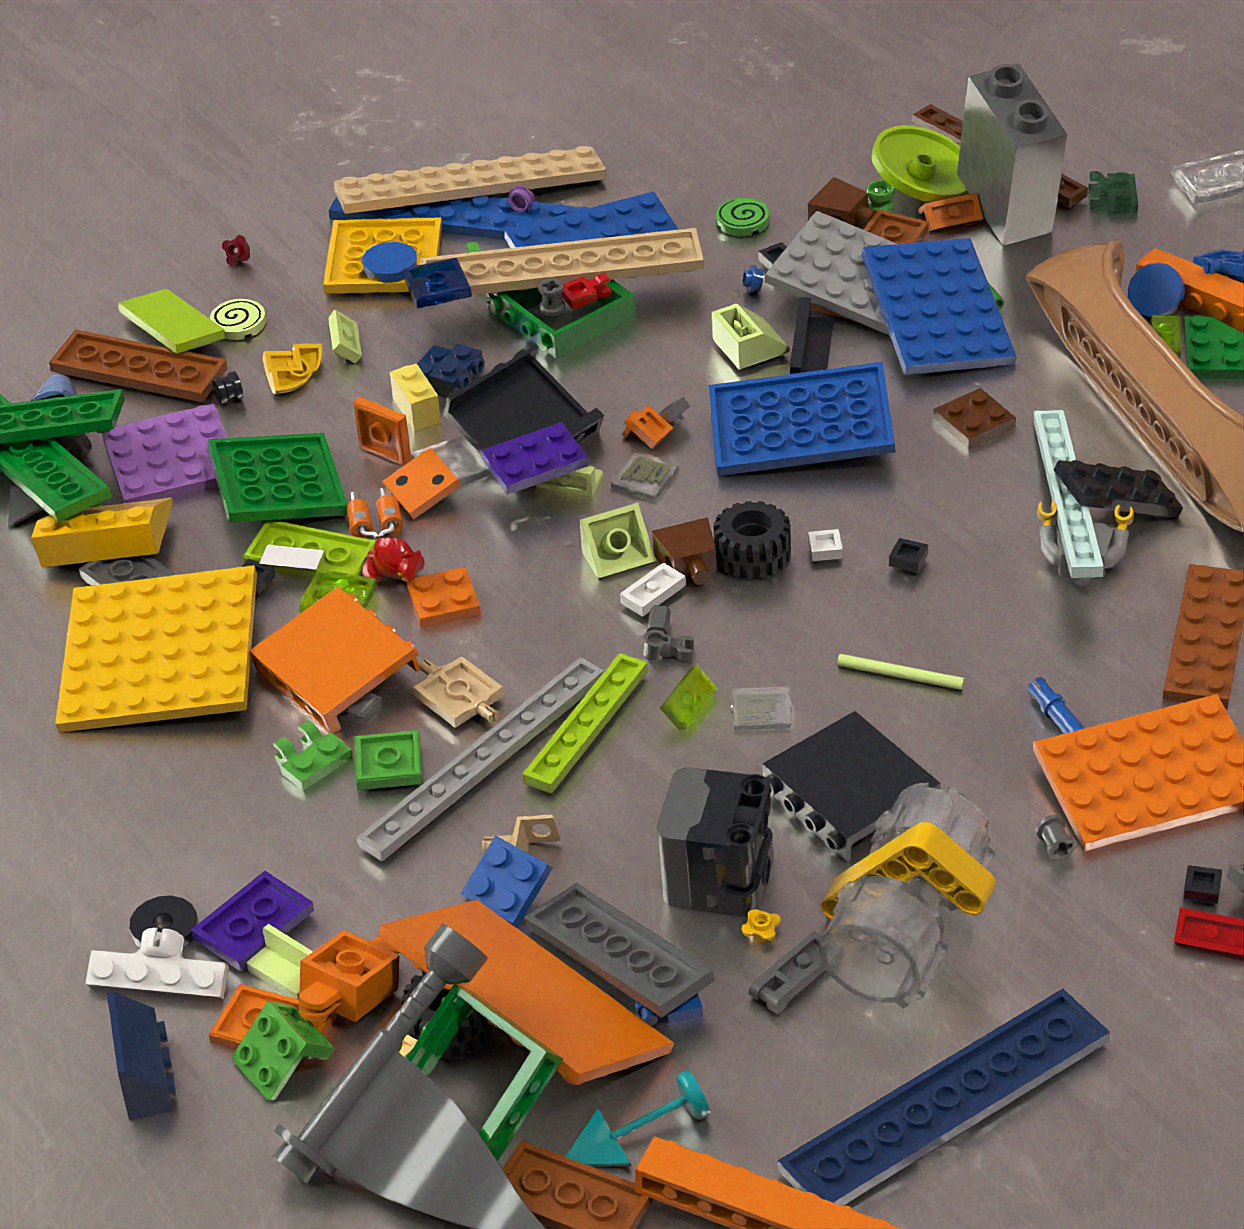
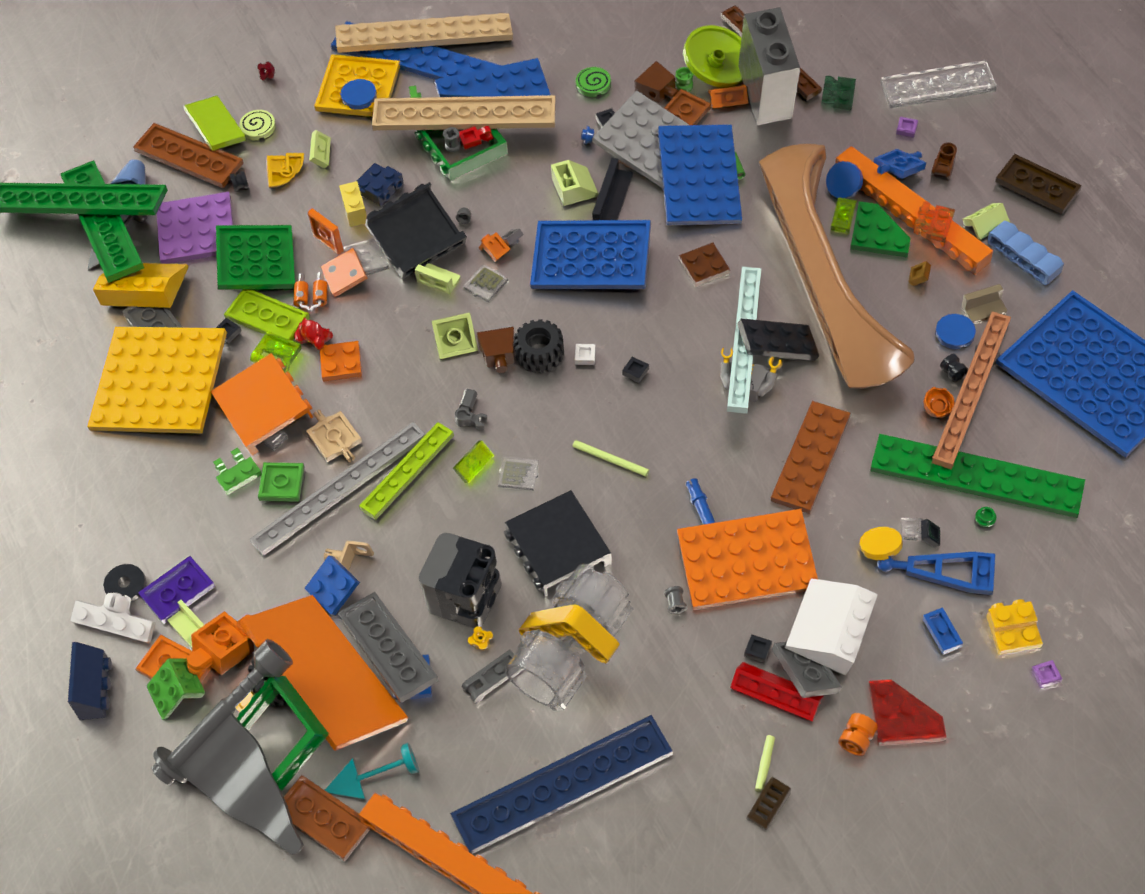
camera: 10 degrees right, 15 degrees up
(291, 557) = (252, 319): white sticker -> none
(437, 282) = (380, 121): clear blue tile -> none
(518, 203) = (451, 54): medium lavender plate -> none
(534, 458) = (414, 266): dark purple plate -> none
(592, 396) = (463, 215): none -> dark grey hinge
(652, 589) = (470, 374): white plate -> none
(1226, 224) = (907, 127): none -> medium lavender tile

